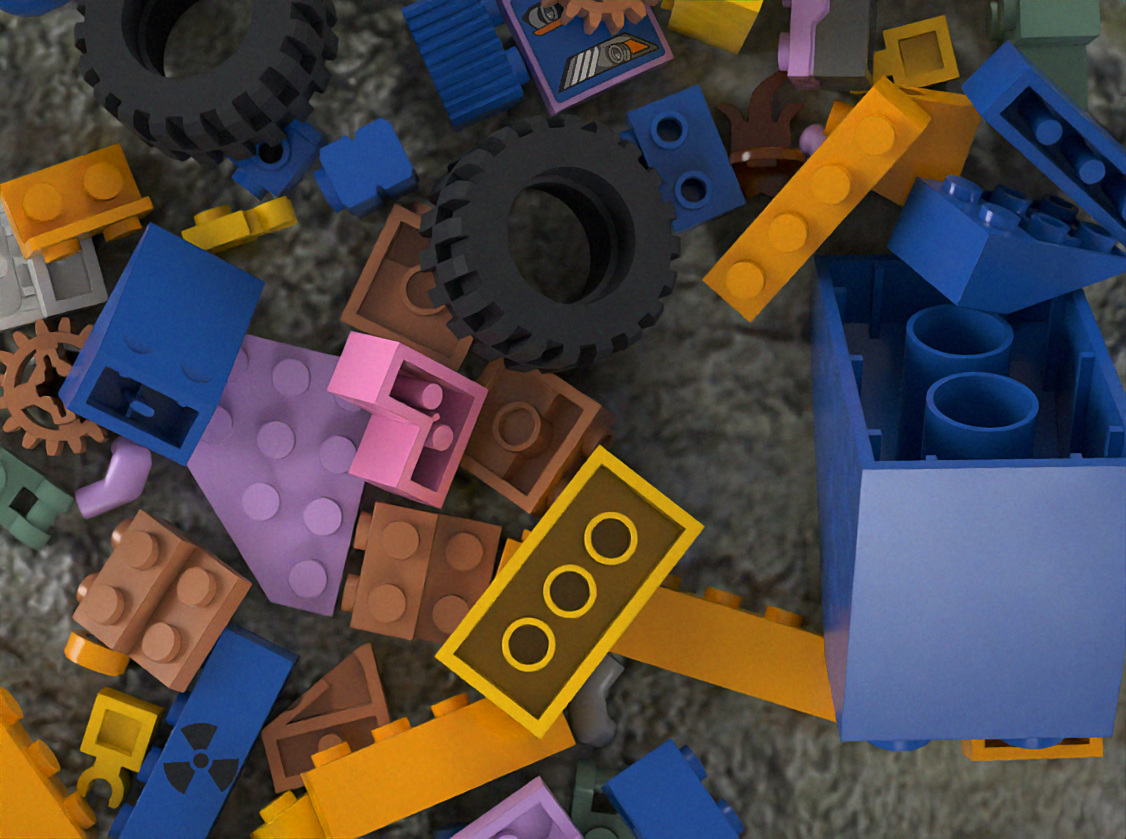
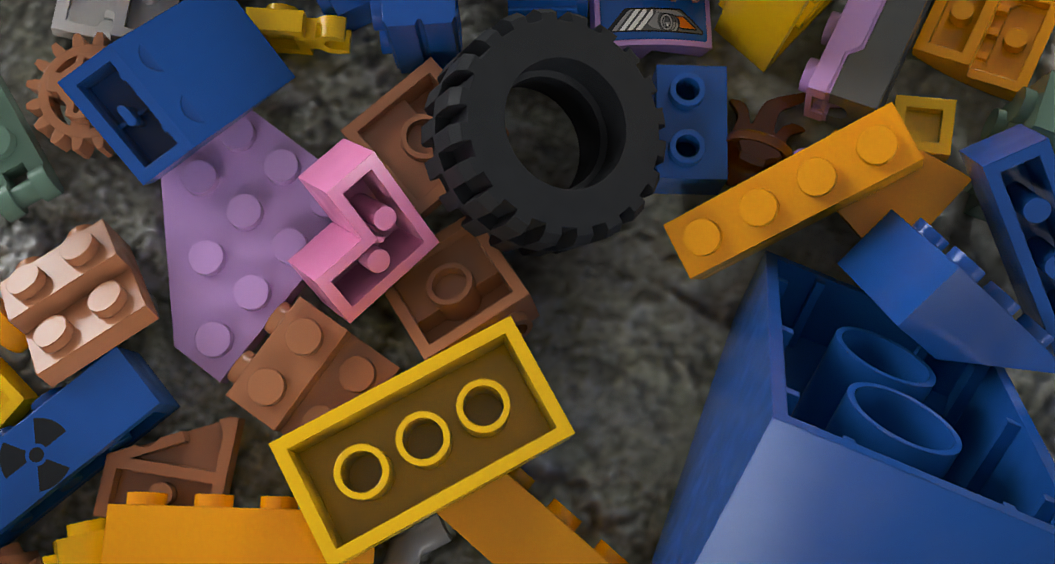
camera: 25 degrees right, 10 degrees down
(123, 480) = (104, 196): lavender arm -> none

